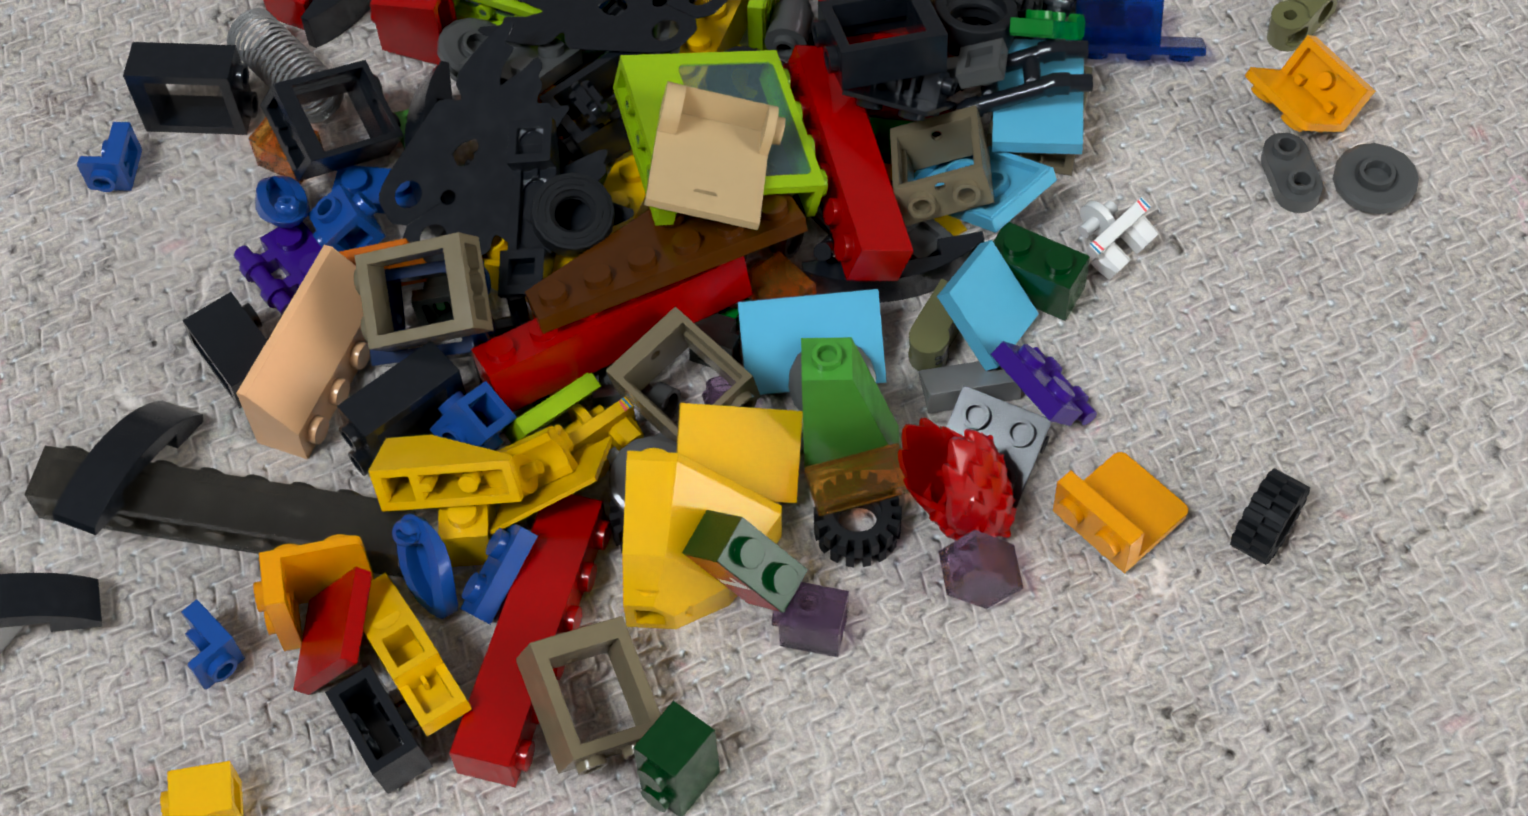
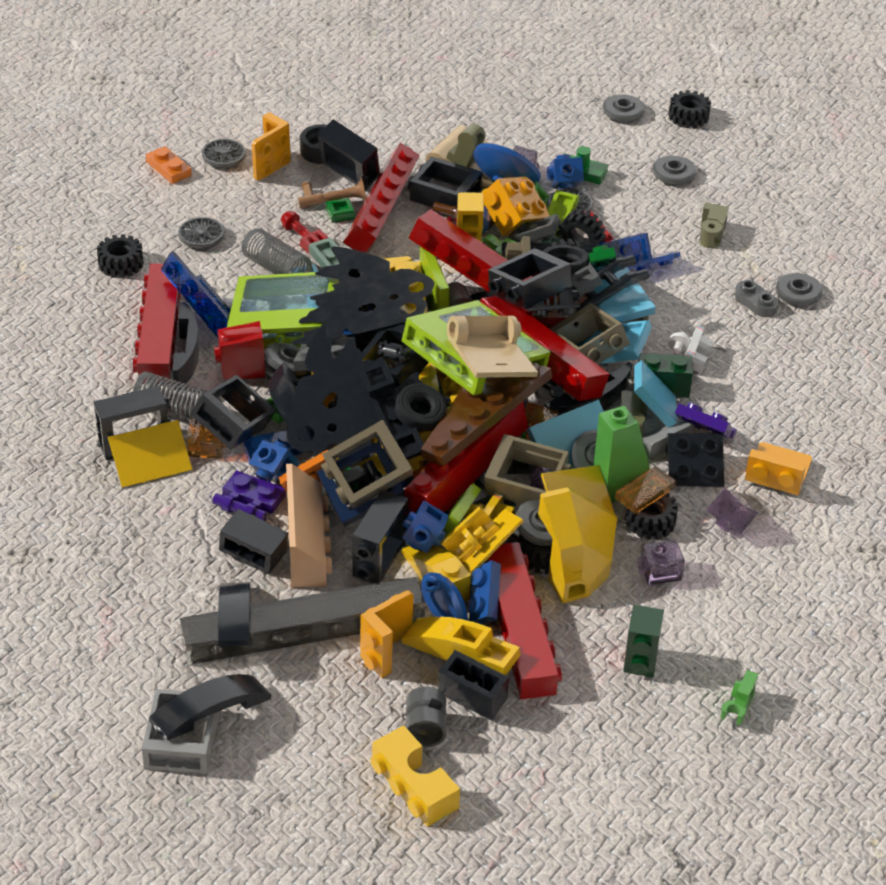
camera: 30 degrees left, 15 degrees down
(118, 162) = (105, 478): blue bracket -> none
(193, 146) = (149, 453): none -> yellow window
(216, 647) = (344, 680): blue bracket -> none
(272, 768) = (426, 715): none -> dark grey wheel
(281, 201) = (227, 463): blue arm -> none
(333, 631) = (416, 649): red tile -> none
(440, 474) = (433, 549): yellow slope -> none
(537, 667) = (568, 639): dark tan window -> none
(745, 560) = (620, 537): brick -> none
(957, 479) = (699, 470): red head -> none
(1269, 516) = (856, 442): black tyre -> none
(1312, 89) = (747, 252): light orange bracket -> none

